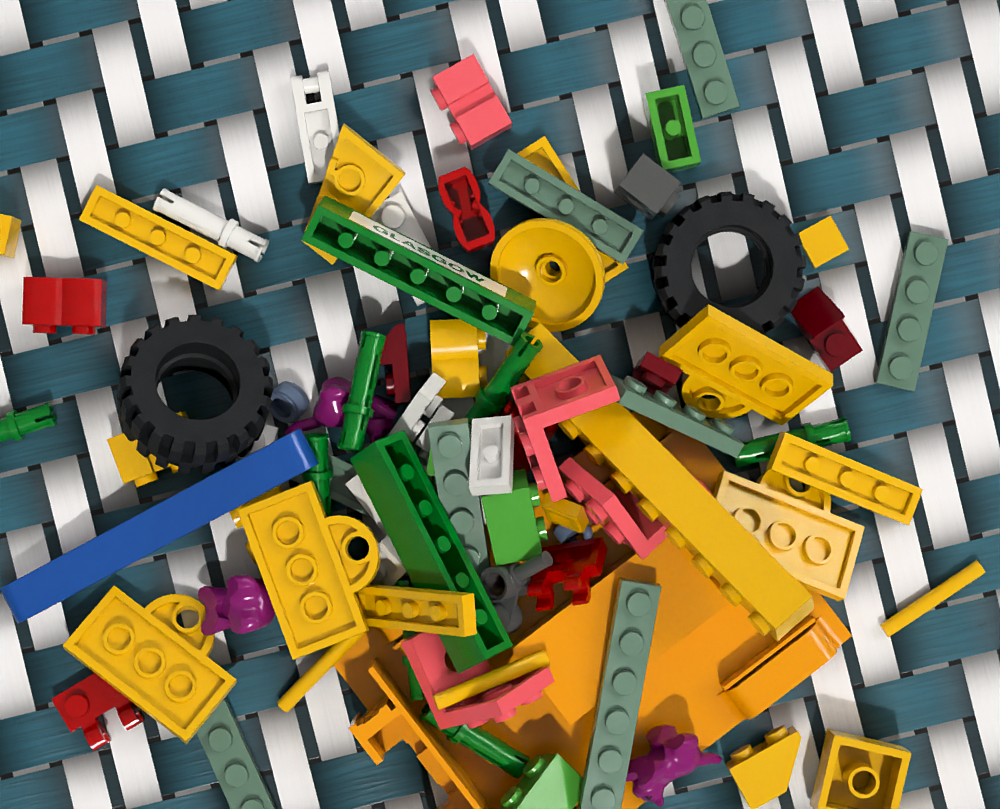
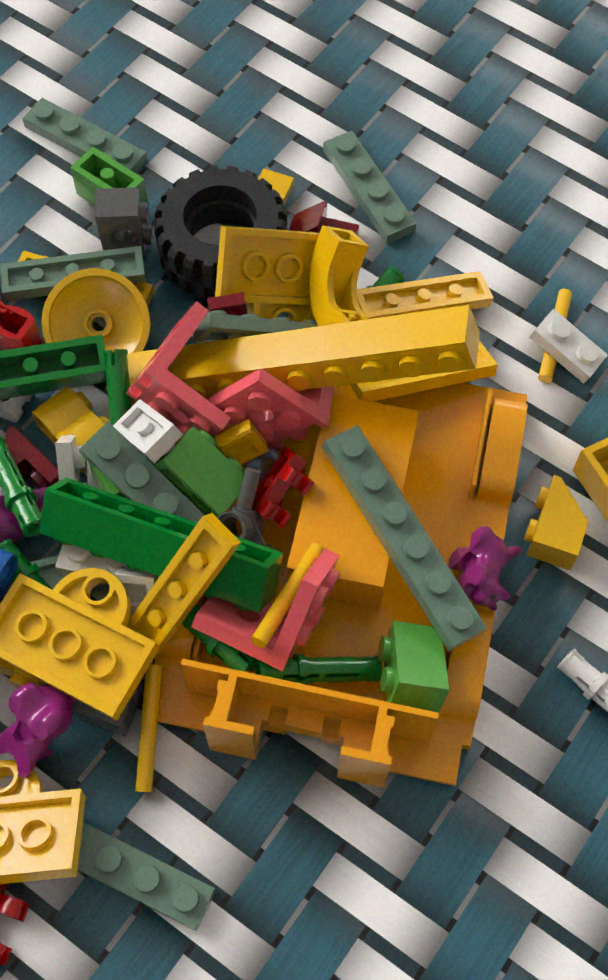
camera: 40 degrees left, 25 degrees down
(762, 427) = (335, 276): none -> yellow arch
(928, 622) = (568, 346): none -> white plate

